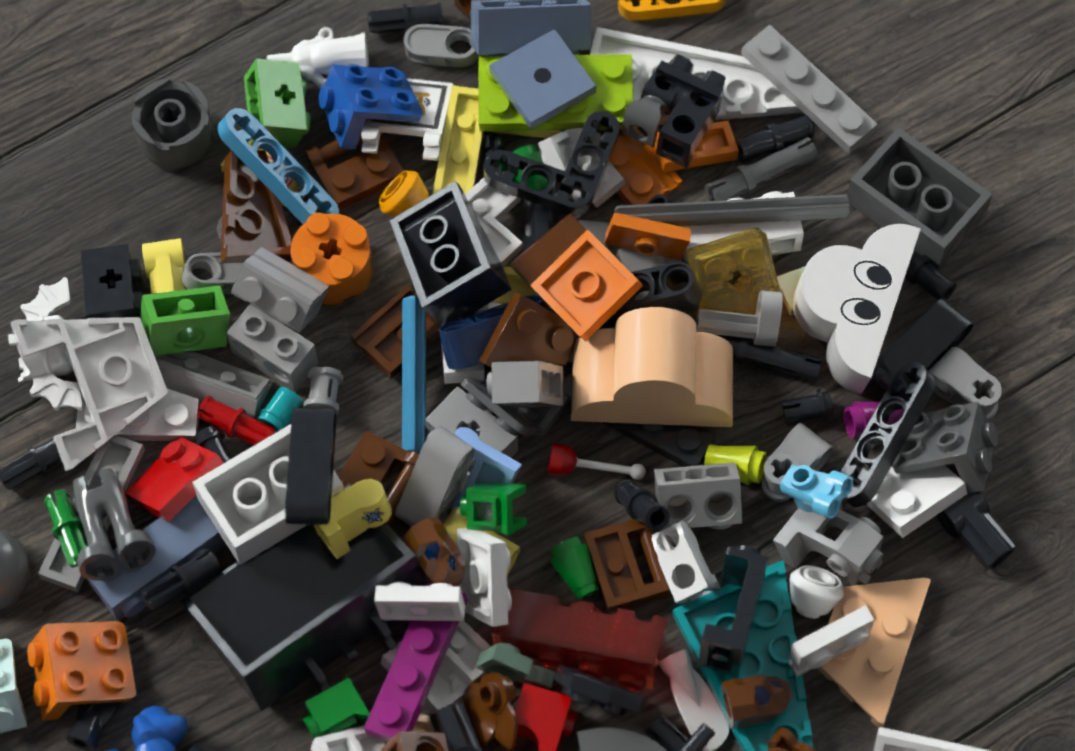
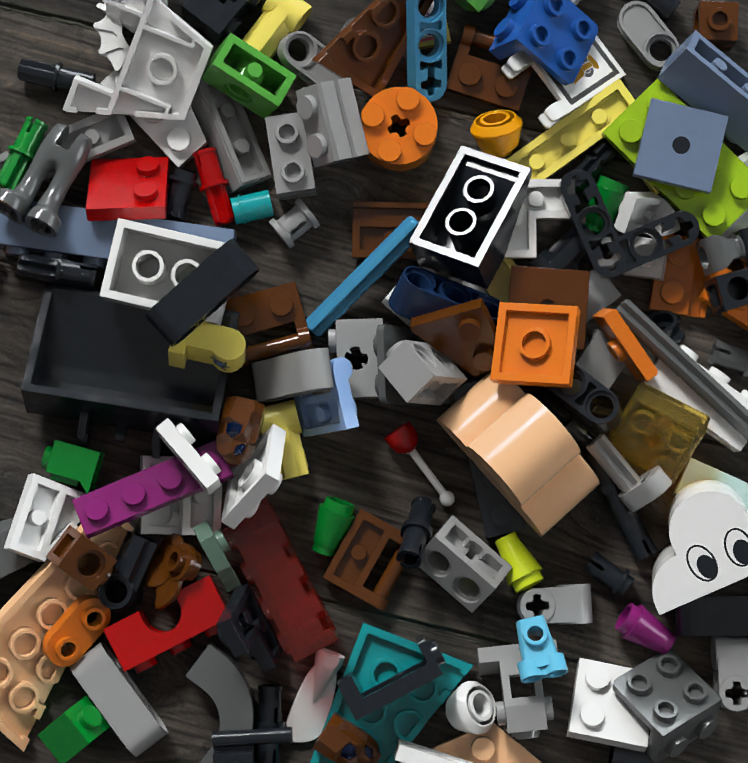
camera: 50 degrees right, 20 degrees up
(490, 507) = (307, 434): green window -> none
(683, 563) = (401, 602): white leg -> none
(892, 435) = (634, 663): black beam -> none

